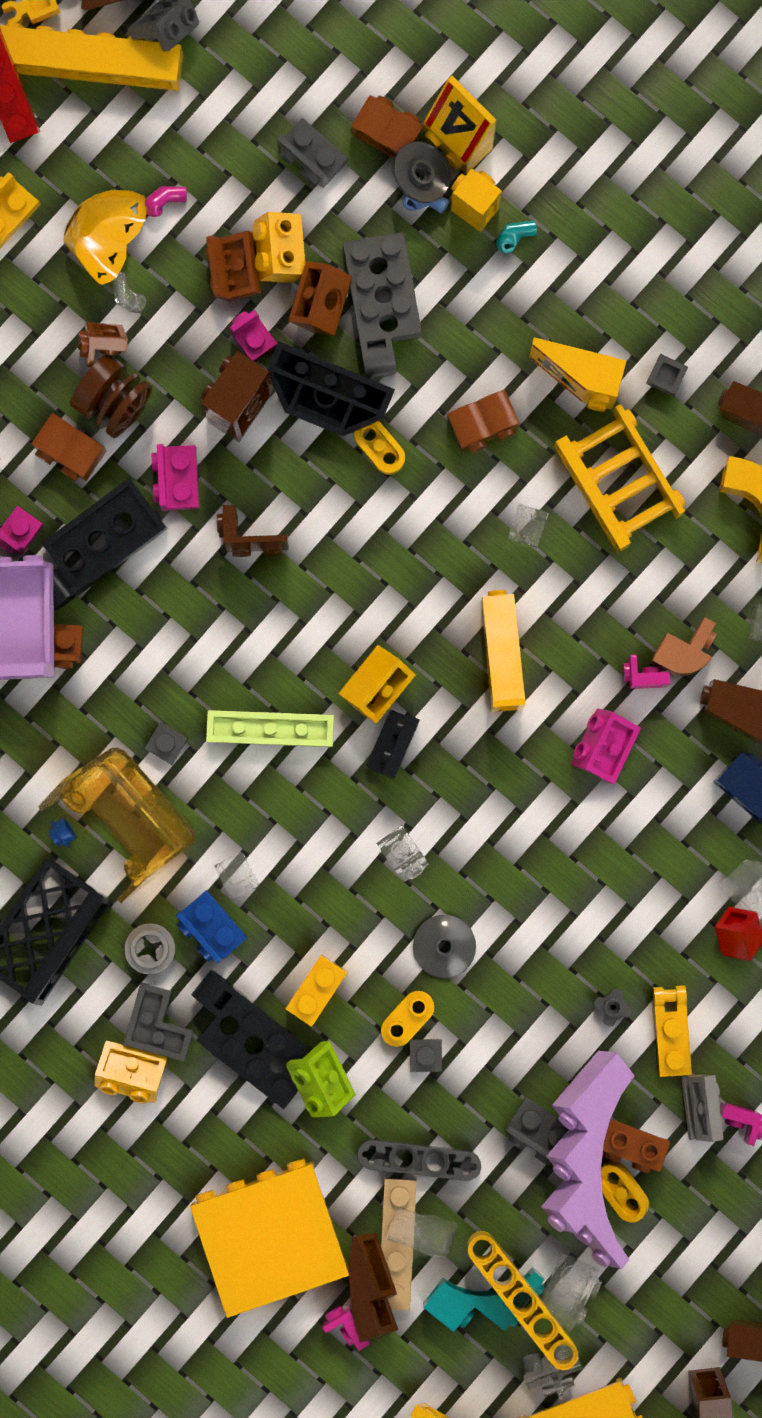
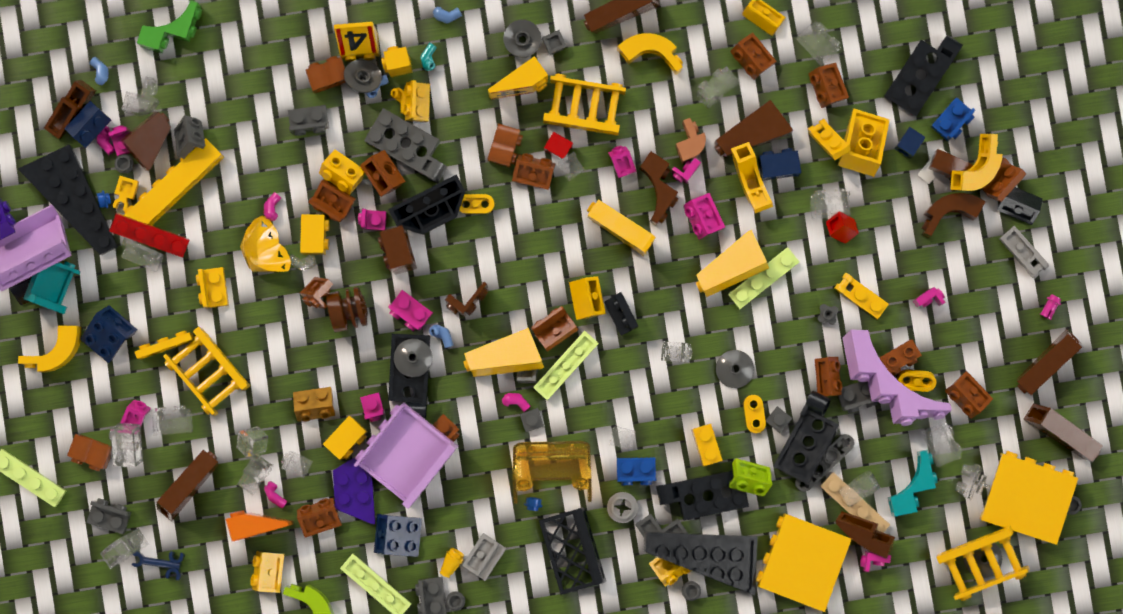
camera: 50 degrees left, 0 degrees up
(68, 447) = (353, 350): dark orange brick -> none
(116, 1123) = (691, 590): none -> dark grey plate
(127, 543) = (420, 364): none -> dark grey dish
(173, 279) = (314, 234): none -> yellow brick
(176, 701) = (515, 399): none -> dark pink arm
(182, 540) = (442, 333): none -> medium blue arm
(184, 1120) = (719, 557): none -> black wing
(218, 642) = (505, 355): none -> yellow slope
(220, 687) = (527, 376): none -> dark grey plate
(304, 675) = (554, 328): none -> dark orange bracket
(436, 246) = (398, 94): none -> yellow arm
(447, 267) = (417, 101): none -> yellow bracket
(472, 1090) = (812, 411): none -> black hinge
(482, 484) = (533, 171): none -> dark orange bracket
(526, 1315) = (938, 467): yellow beam -> none
(532, 1074) = (828, 376): none -> dark orange bracket
(540, 487) = (558, 145): none -> red panel
(572, 834) = (732, 266): none -> yellow slope
(584, 212) = (445, 16): none -> medium blue arm
(588, 584) = (622, 161): none -> dark pink bracket
(590, 887) = (758, 283): none -> yellowish green plate
(614, 636) = (655, 169): none -> reddish brown arch
(642, 316) = (520, 29): none -> dark grey dish
(660, 1275) = (969, 395): none -> dark orange bracket
(702, 1107) = (908, 311): light grey plate -> none
(704, 763) = (750, 178): none -> yellow arch

